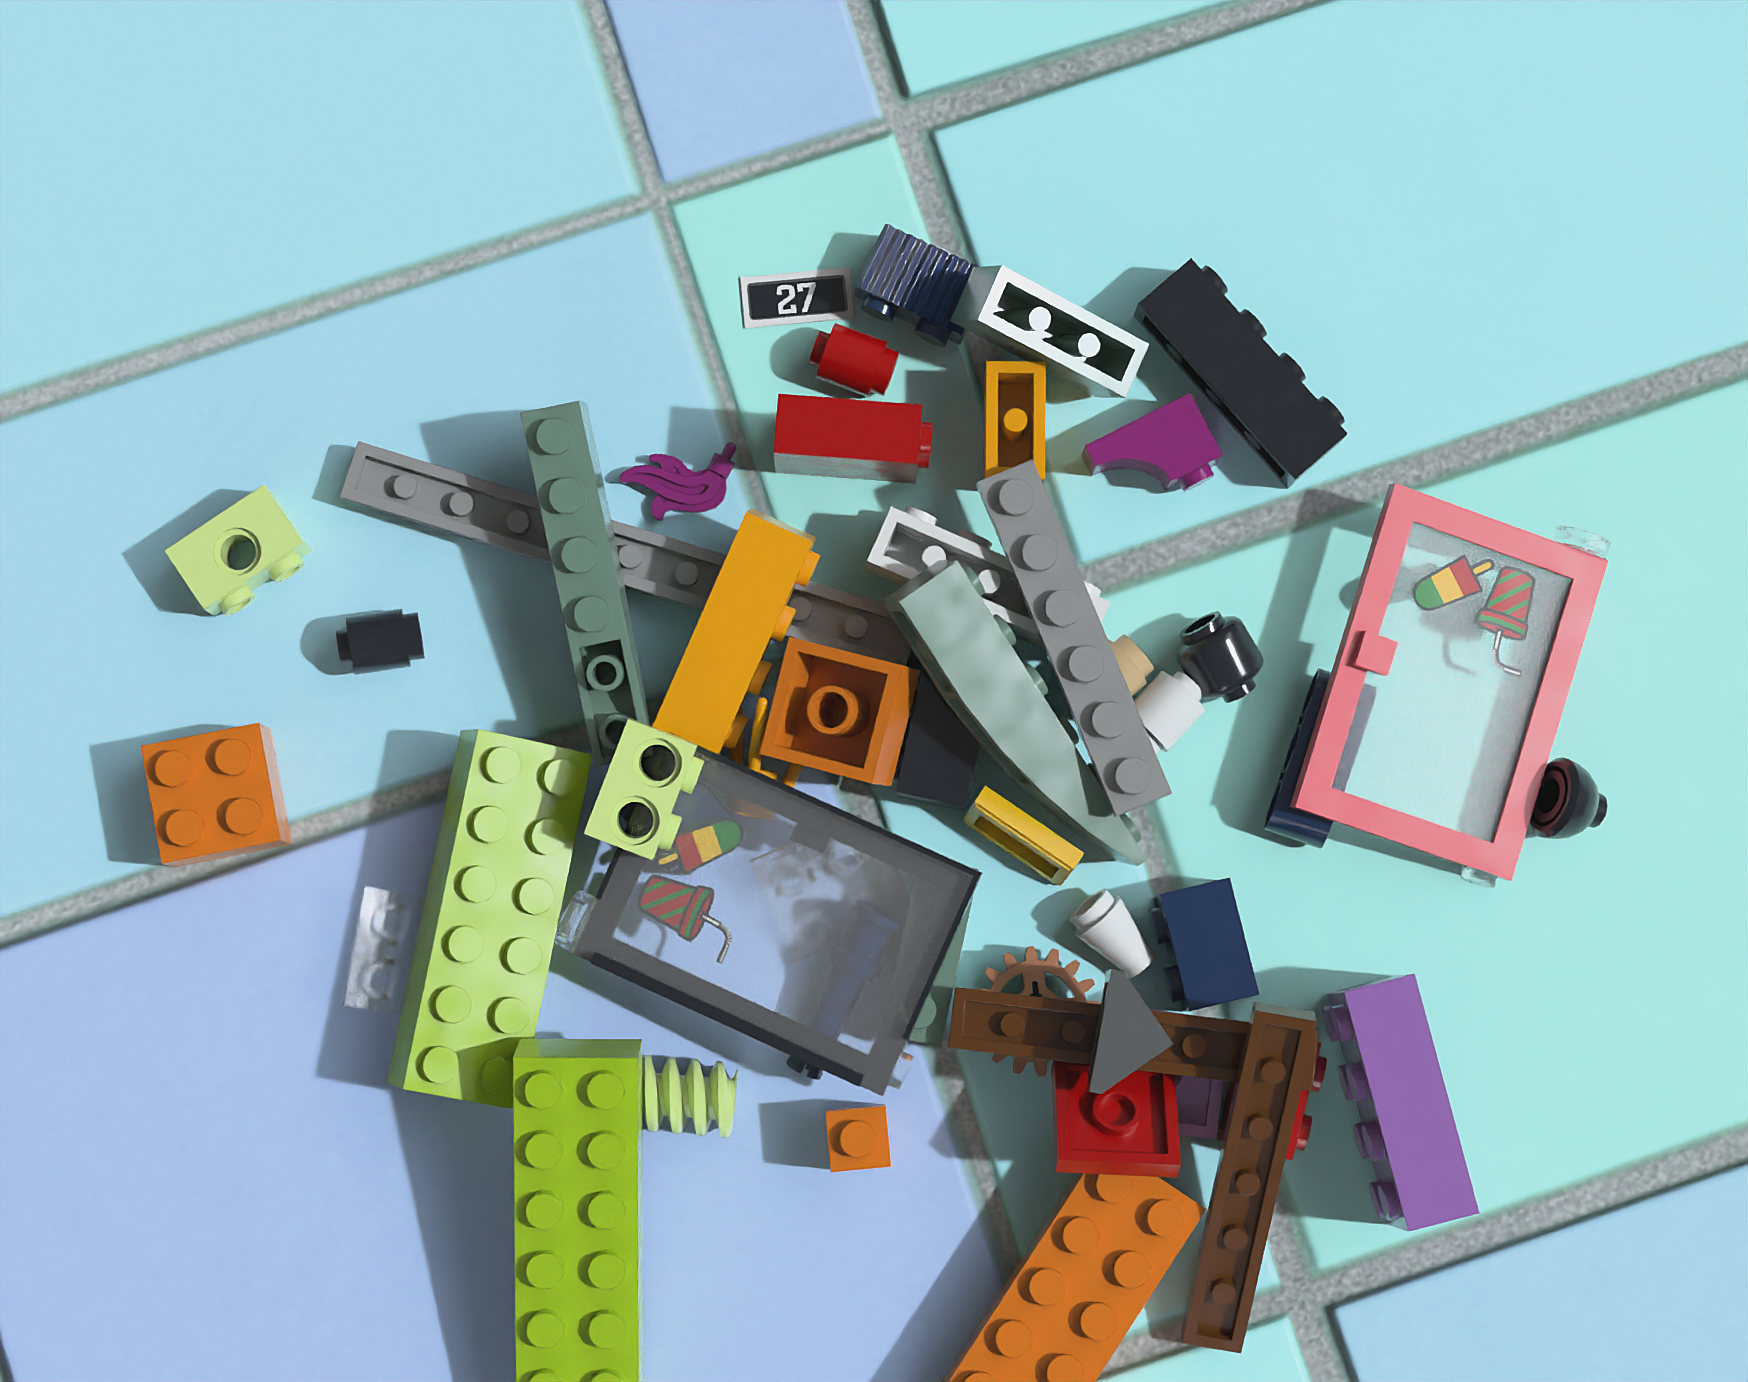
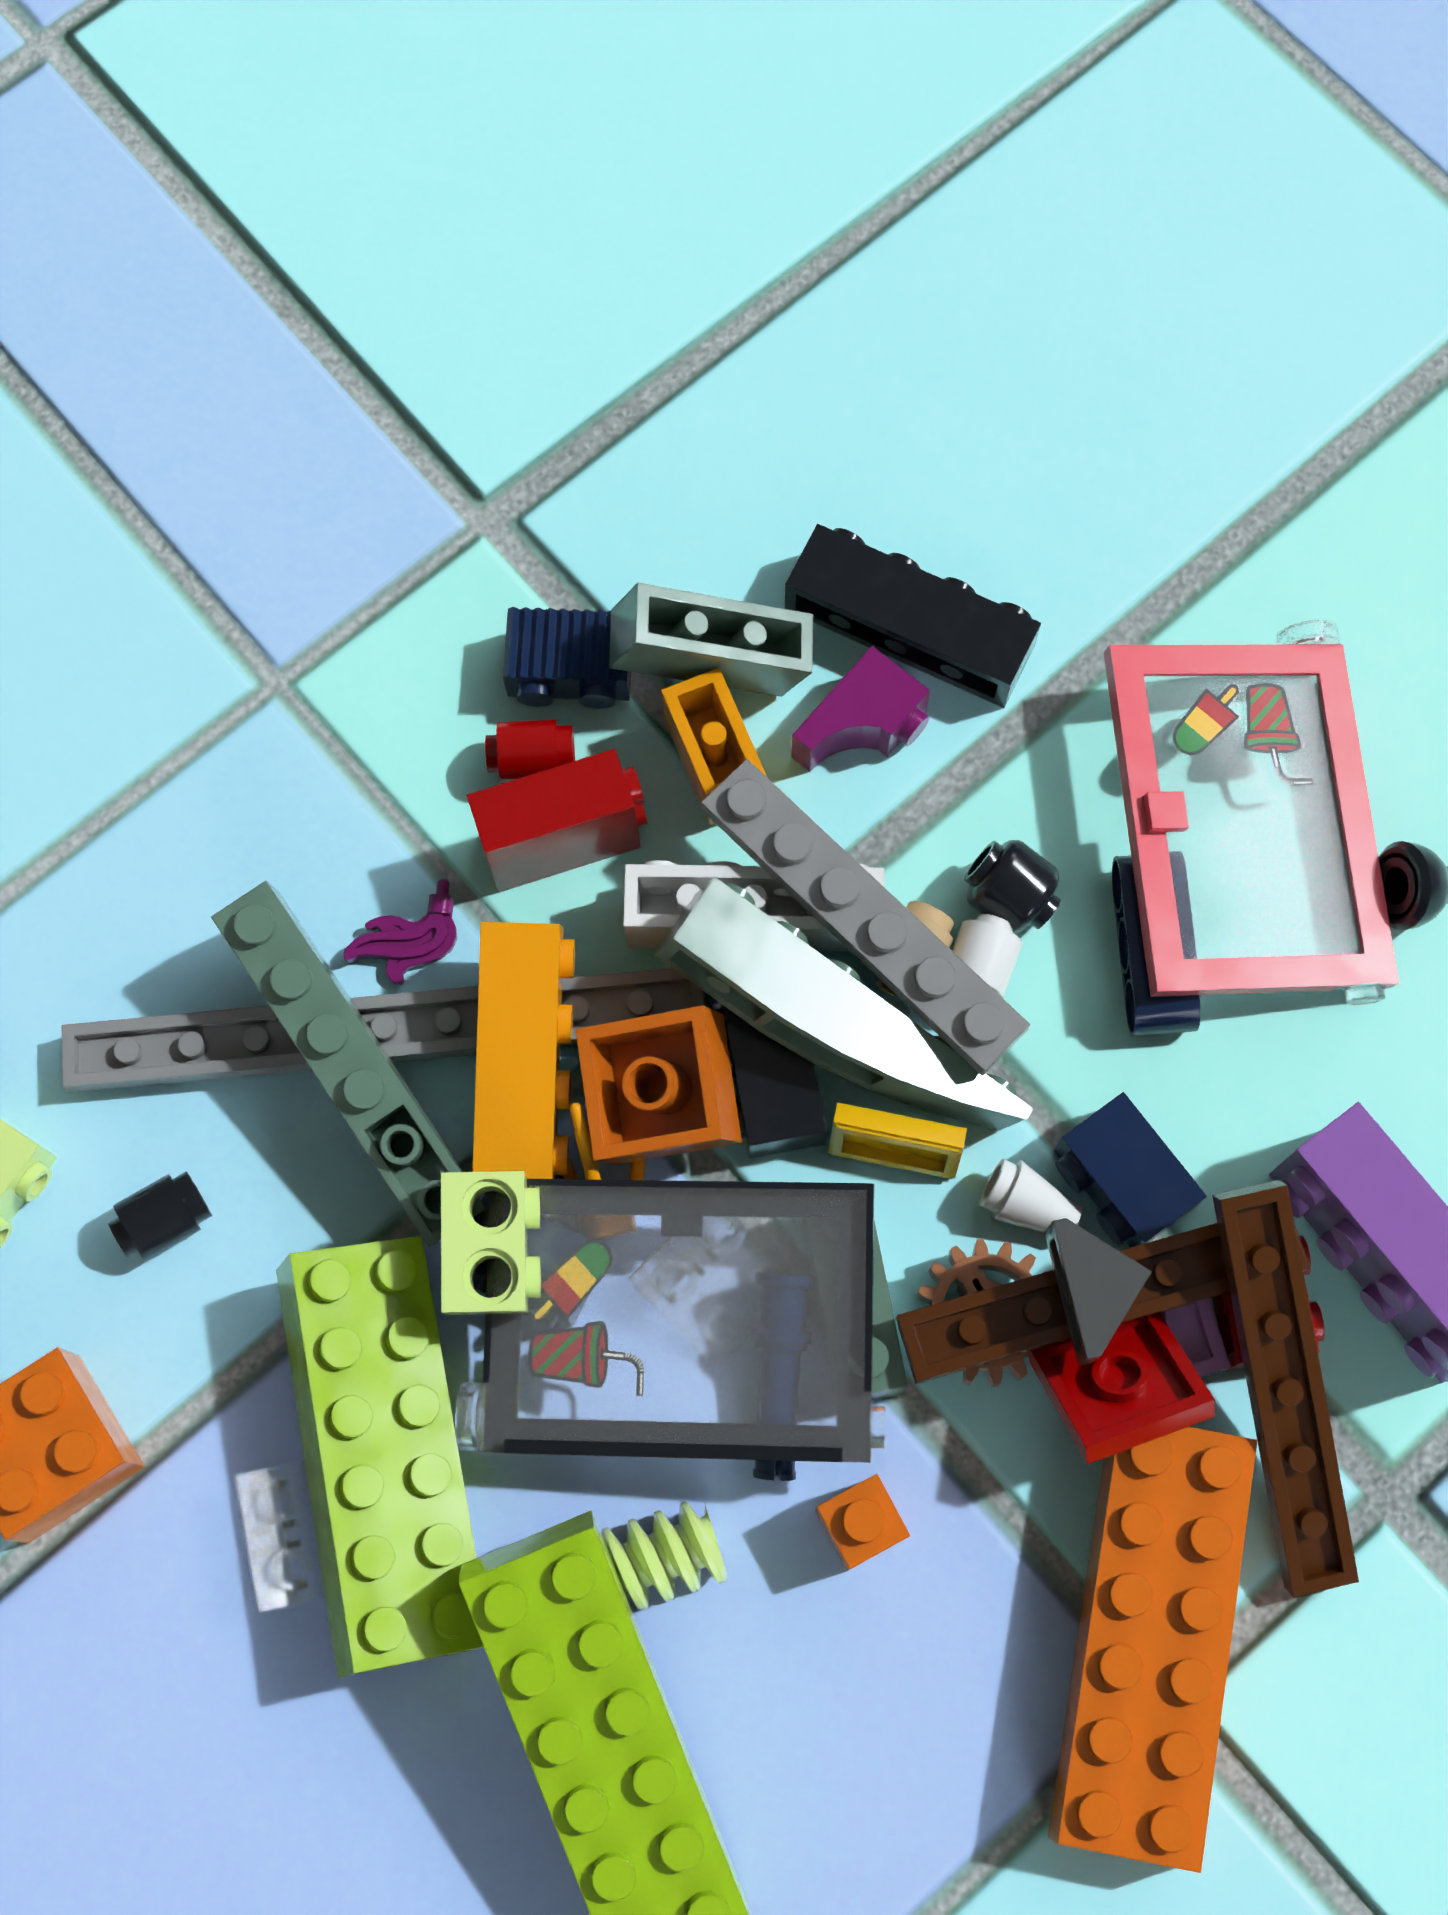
camera: 15 degrees left, 10 degrees down
(797, 297) = (451, 720): sticker -> none

